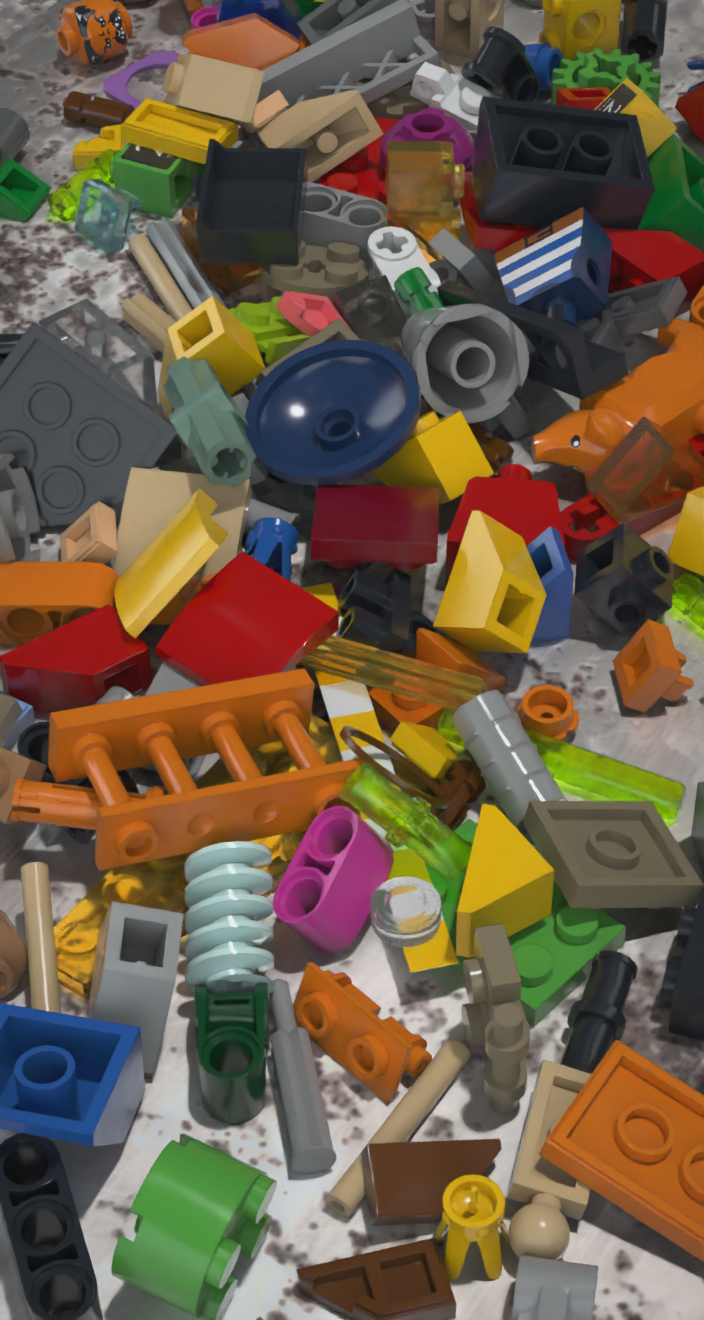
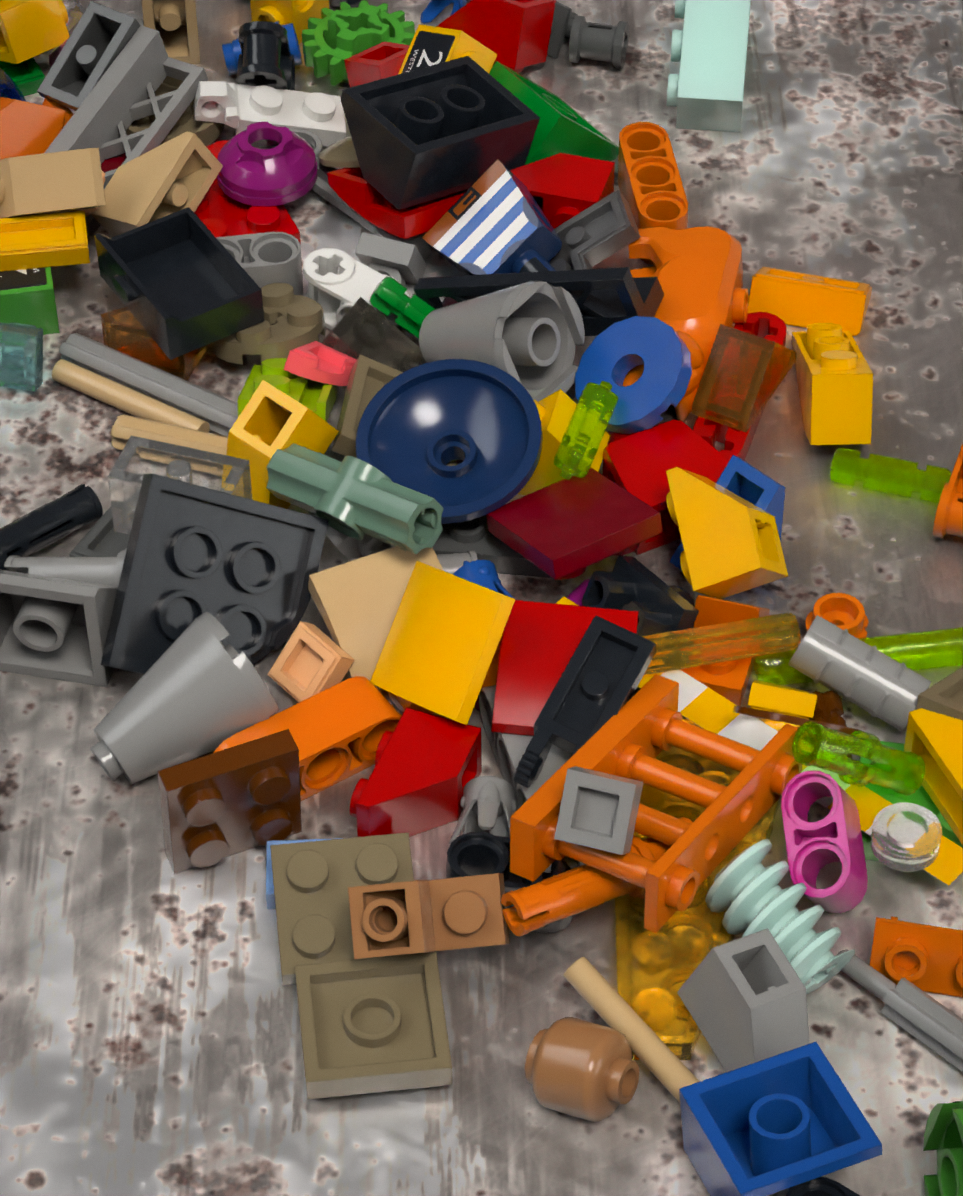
camera: 35 degrees left, 0 degrees up
(114, 741) = (598, 810): none -> light grey tile
(232, 1052) = (866, 1027): dark green piece -> none
(242, 647) = (588, 694): none -> black hinge
(423, 188) = (318, 200): clear yellow slope -> none
(453, 453) = (585, 430): none -> clear neon green axle
(538, 427) = (631, 344): none -> blue tile
(624, 579) = (812, 473): black brick -> none
(650, 668) = (883, 541): orange tile -> none

